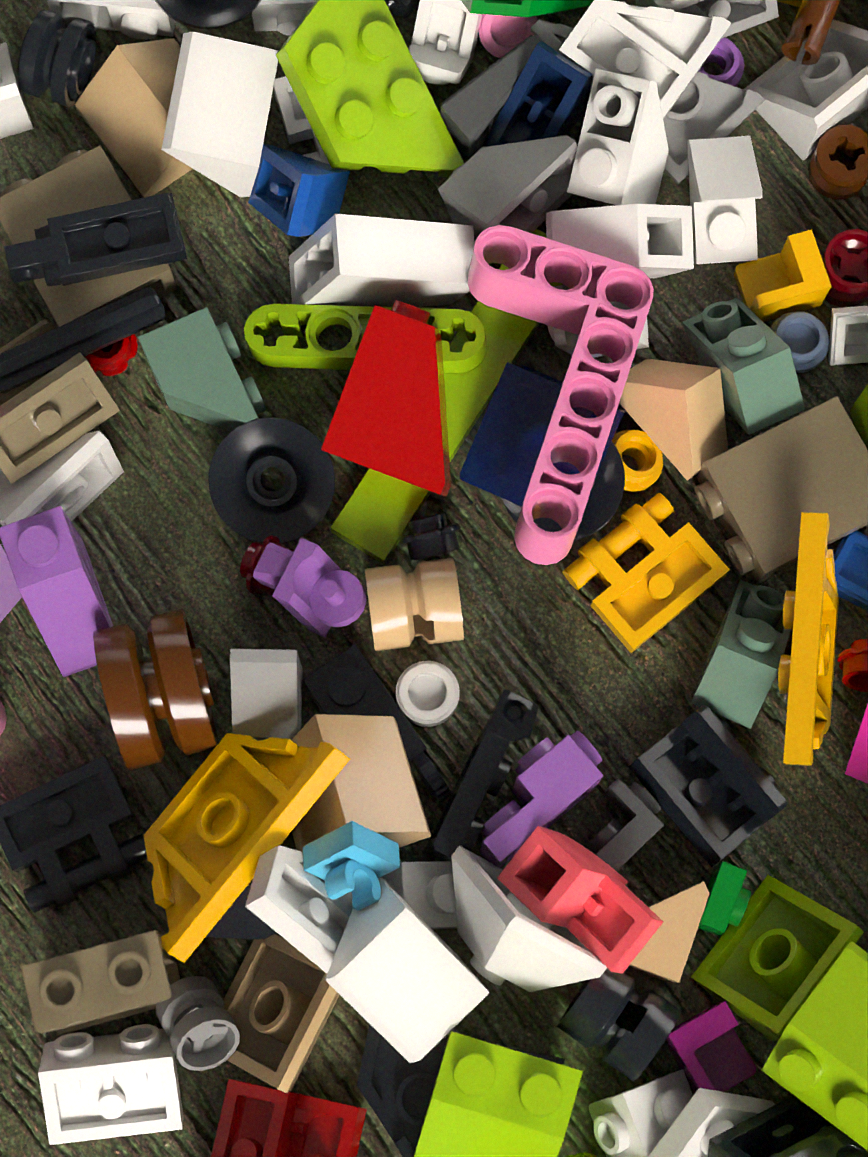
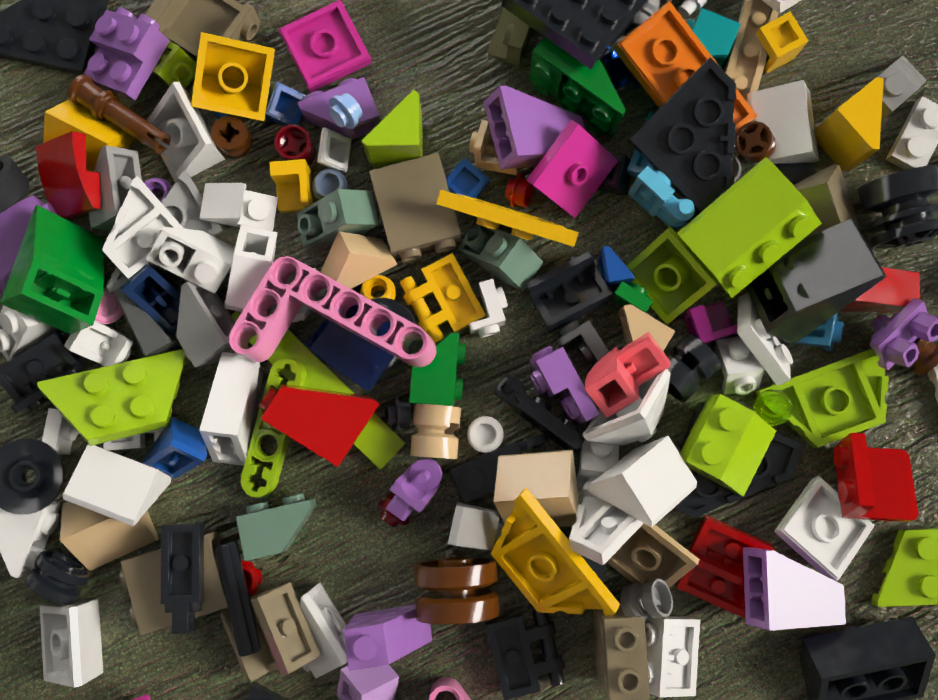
camera: 75 degrees left, 5 degrees up
(250, 505) = (363, 500): black dish -> none
(352, 862) = (585, 498): medium azure tile -> none
(508, 591) = (437, 381): none -> green slope
(658, 658) = (494, 302): none -> white bracket
(765, 855) = (612, 268): none -> blue slope

